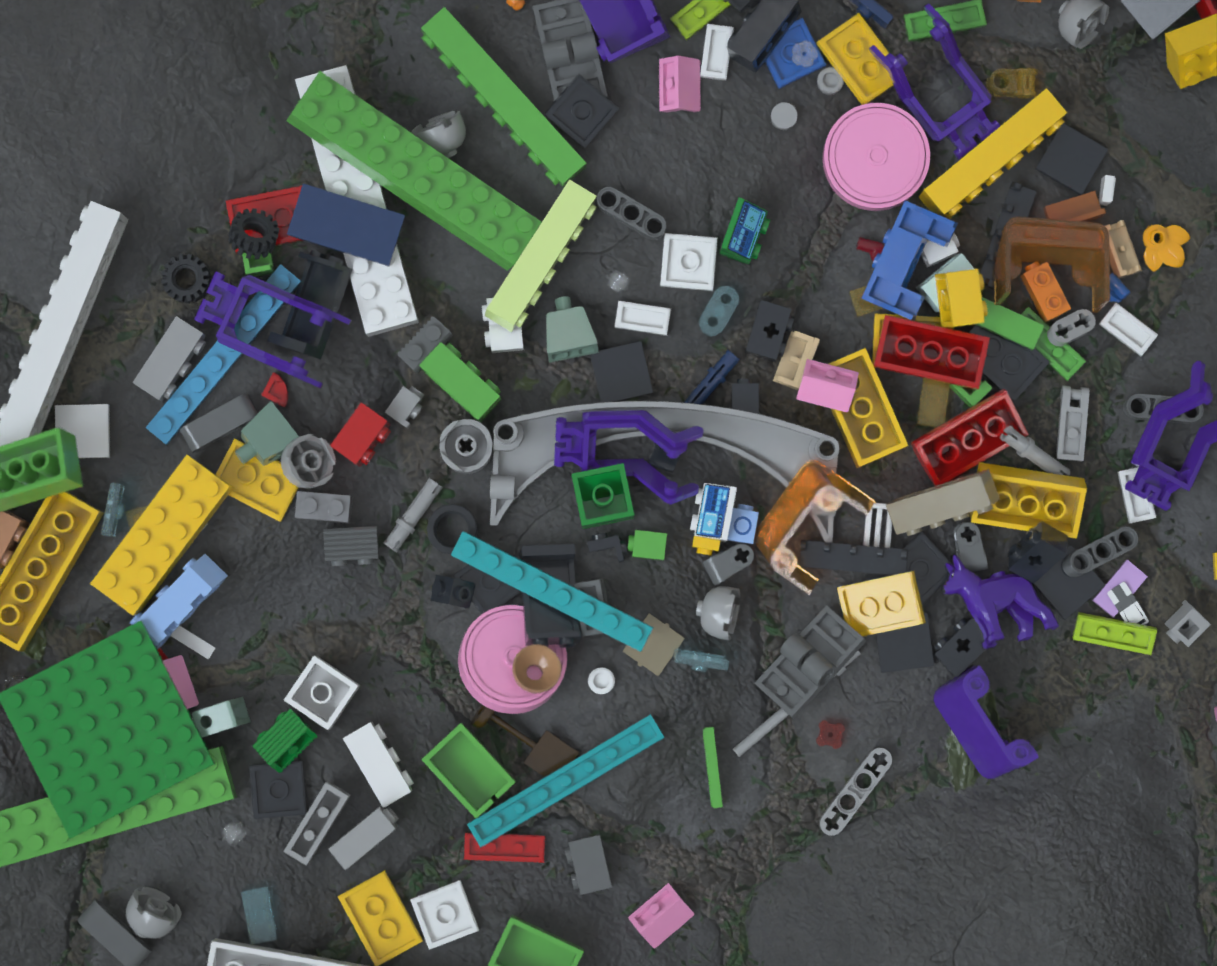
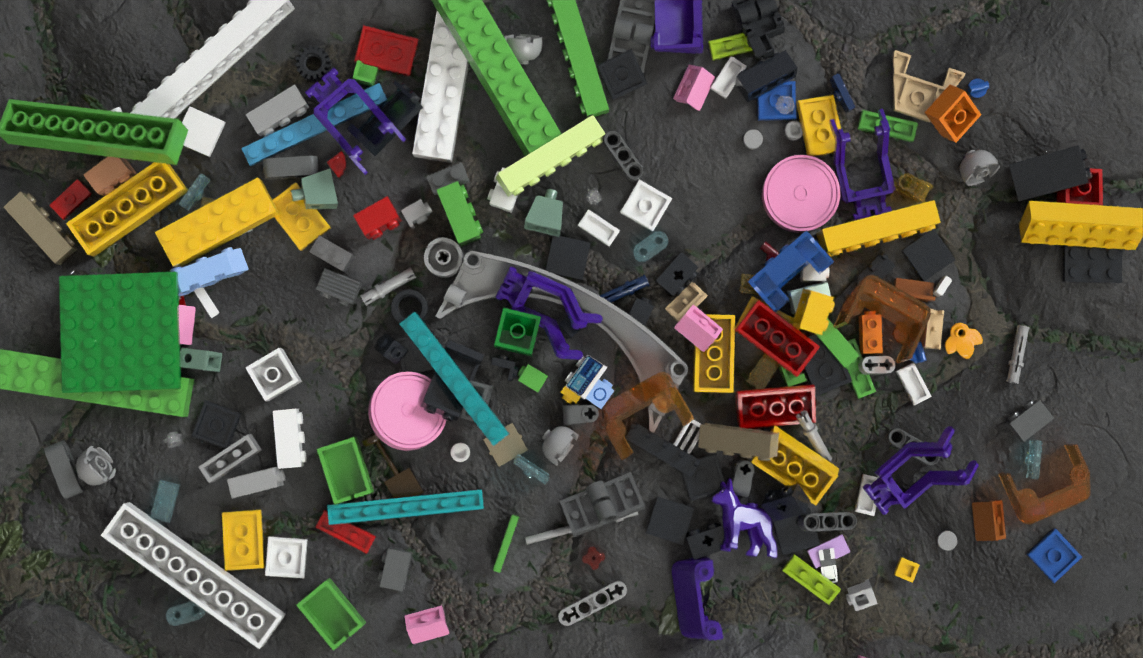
camera: 20 degrees right, 0 degrees up
(249, 244) = (364, 60): black tyre -> none
(284, 740) = (234, 394): green brick -> none
(308, 461) = (335, 219): light grey cylinder -> none
(346, 225) = (432, 76): dark blue tile -> none
(542, 658) = (427, 420): medium nougat piece -> none
(743, 232) = (691, 202): slope -> none
(882, 604) = (667, 488): yellow tile -> none
(1072, 424) = (847, 429): light grey plate -> none

